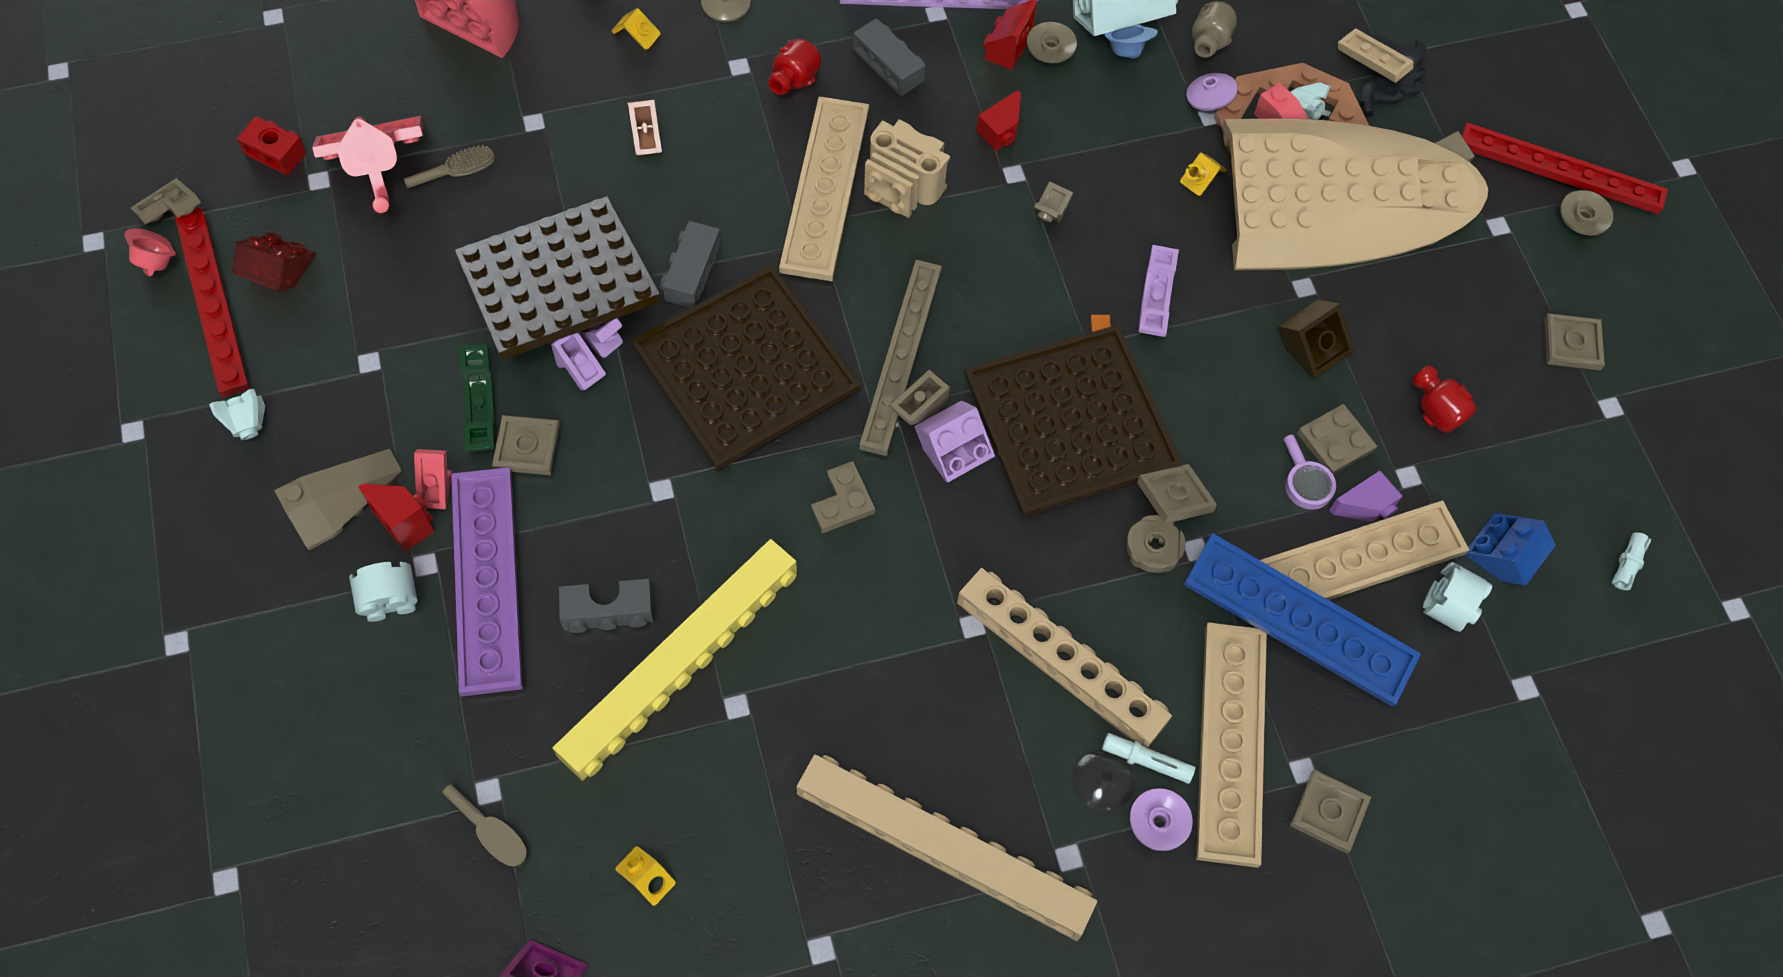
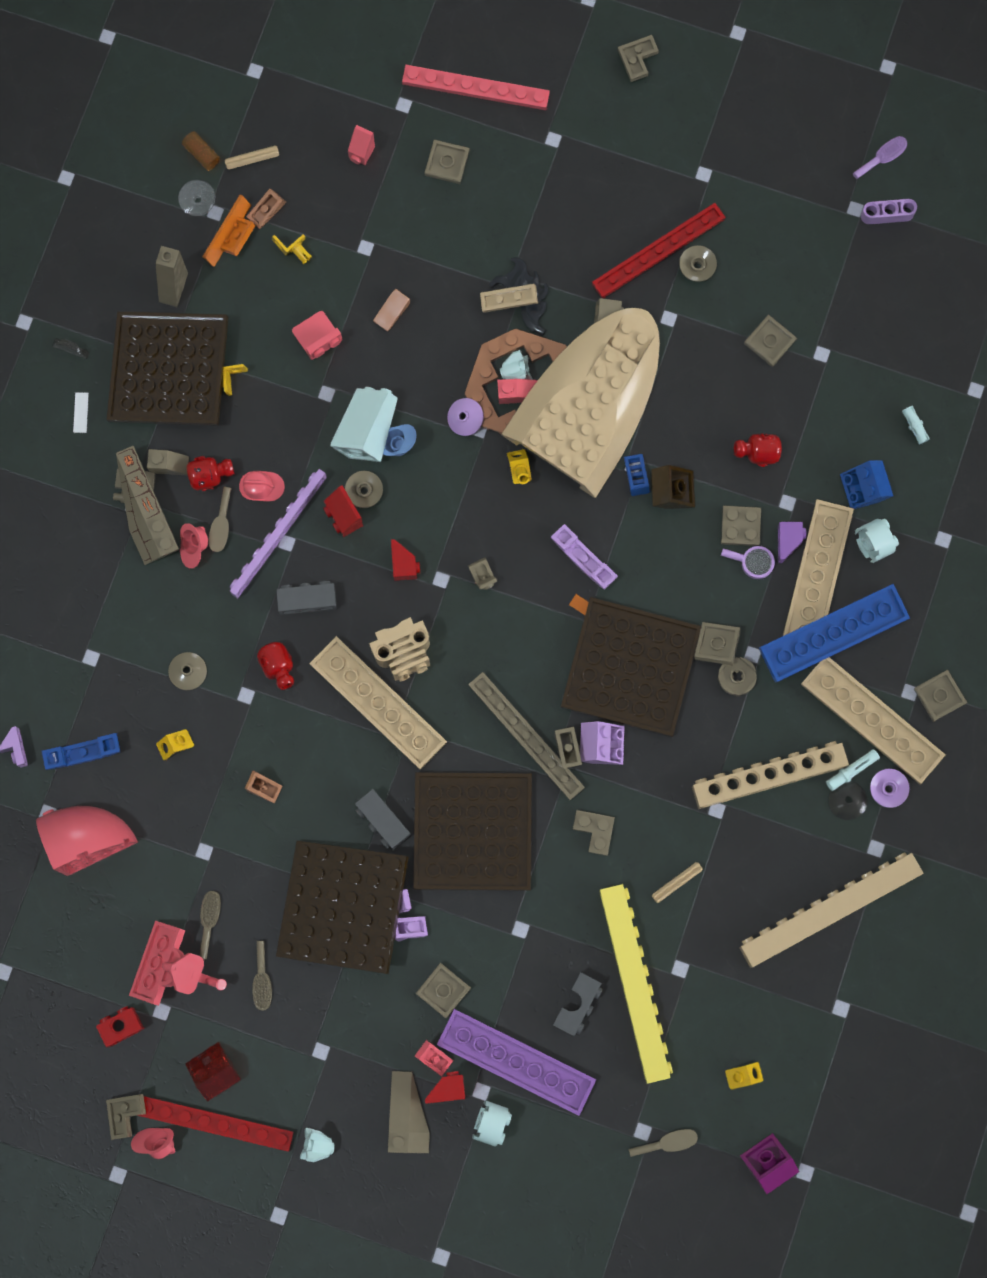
camera: 50 degrees left, 15 degrees up
(415, 256) = (261, 985): none -> dark tan piece
(478, 398) = (395, 1001): dark green slope -> none
(845, 632) = (677, 882): none -> tan axle
(1213, 28) = (422, 382): dark tan piece -> none
(1295, 295) = (639, 486): none -> blue slope
(1742, 25) = (633, 55): none -> dark tan plate

